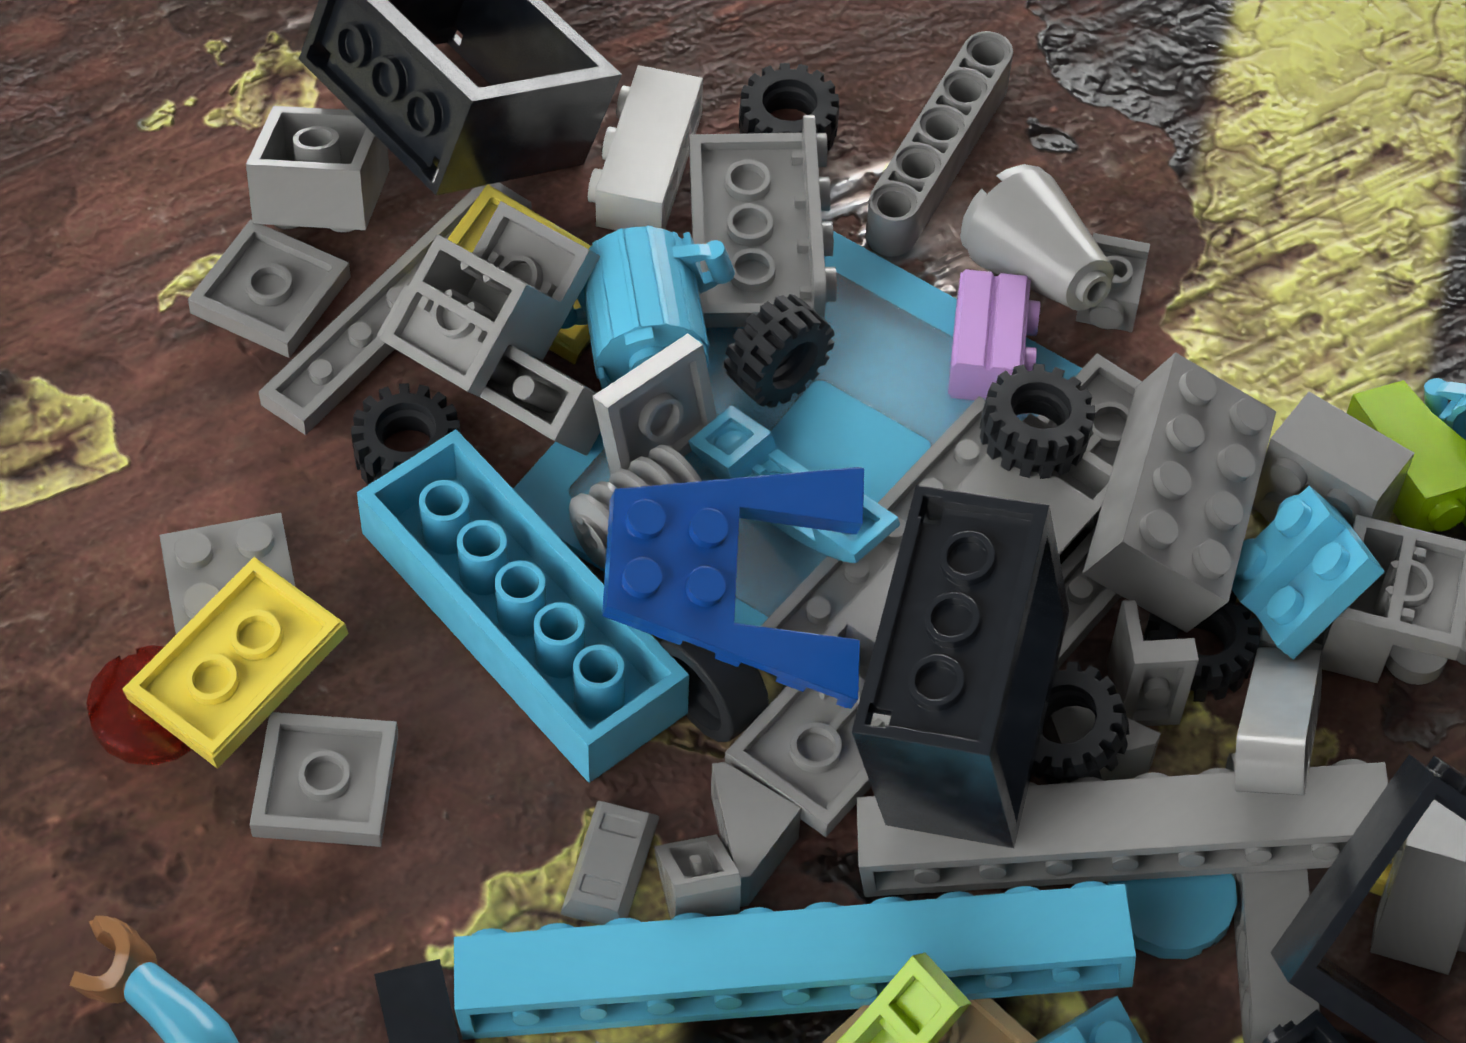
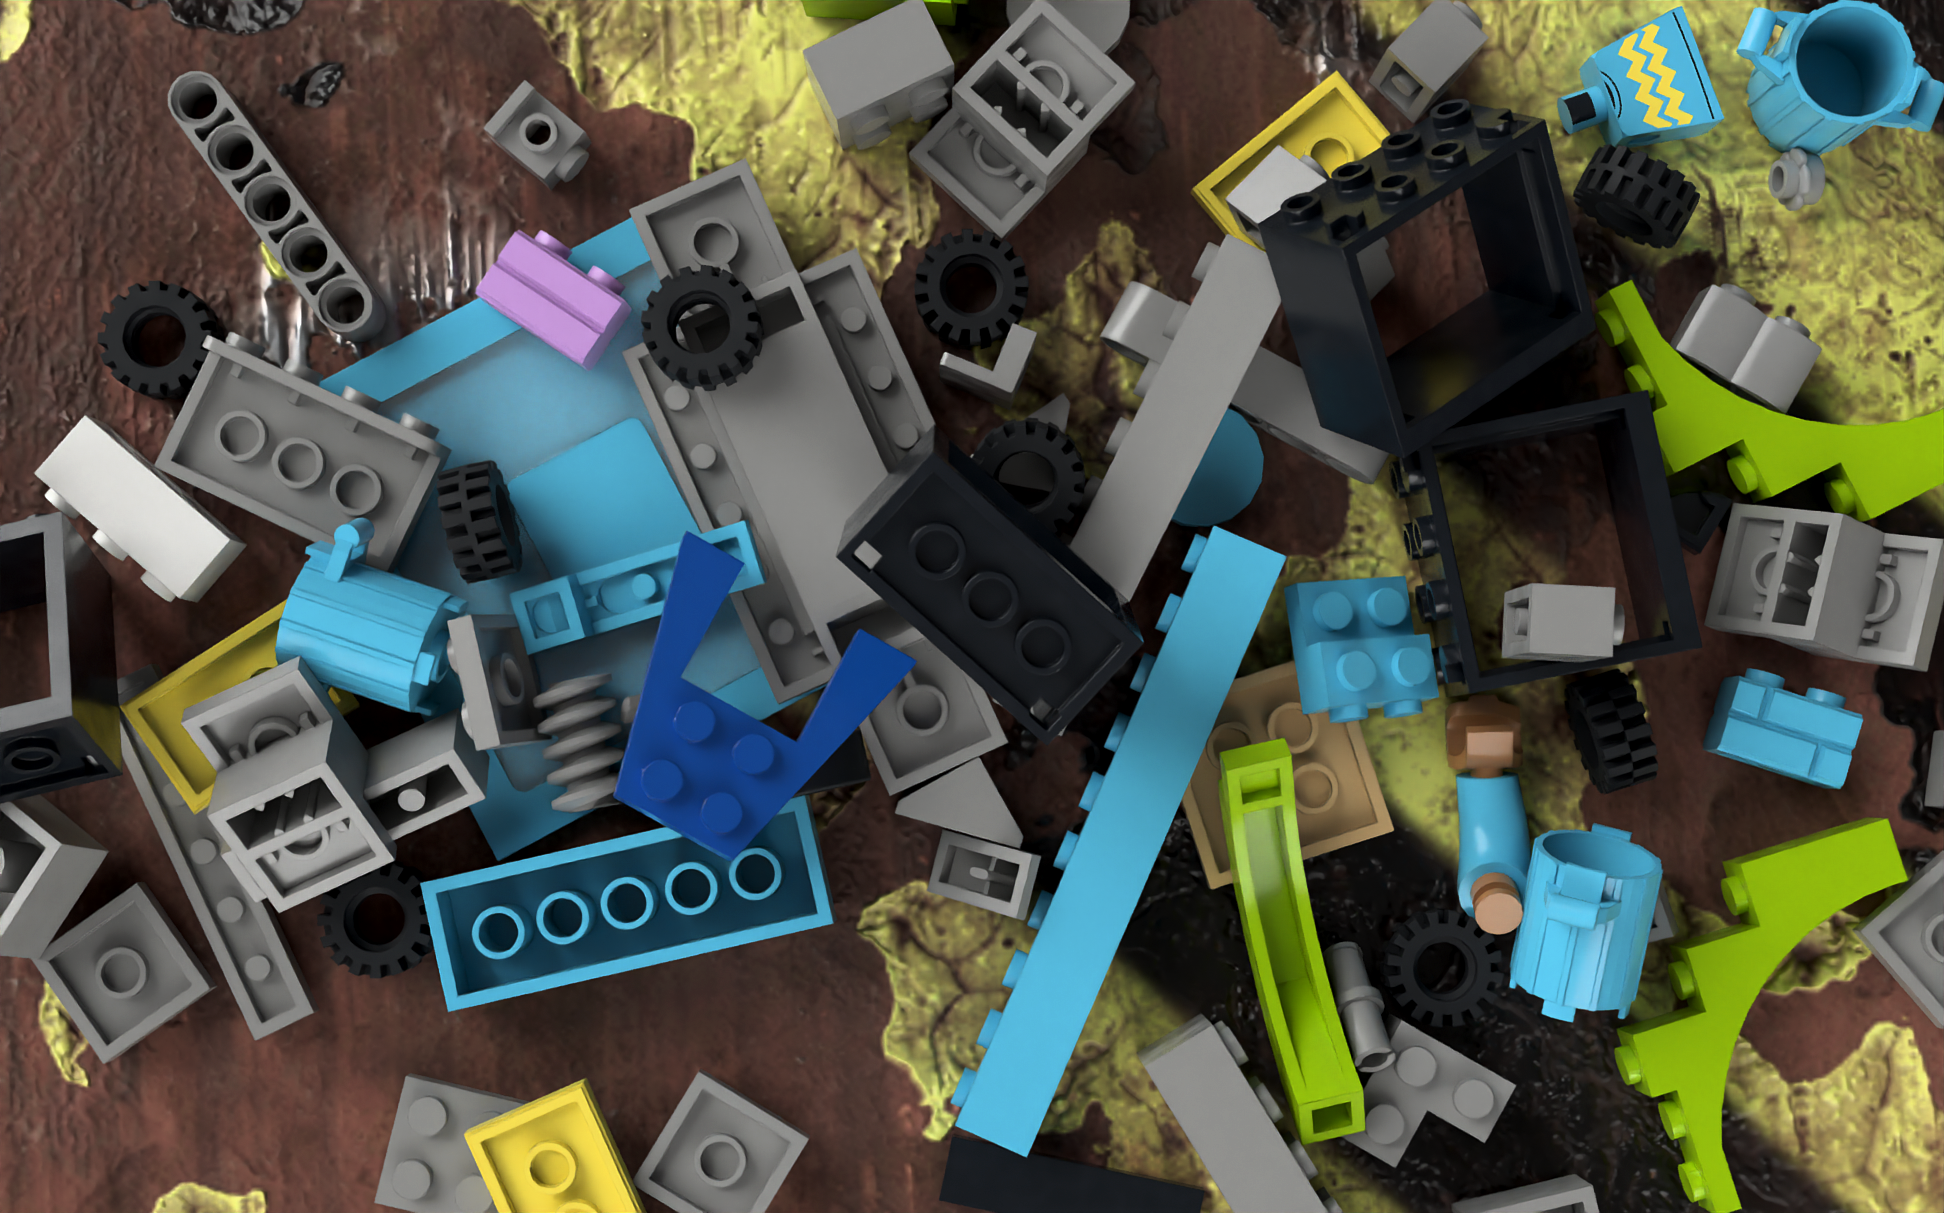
camera: 65 degrees left, 30 degrees up
(610, 864) = (925, 938): light grey tile -> none
(1036, 233) = (474, 191): light grey cone -> none
(1180, 493) = (843, 234): light grey brick -> none
(1279, 722) = (1128, 294): light grey beam -> none
(1303, 571) = (979, 171): medium azure plate -> none

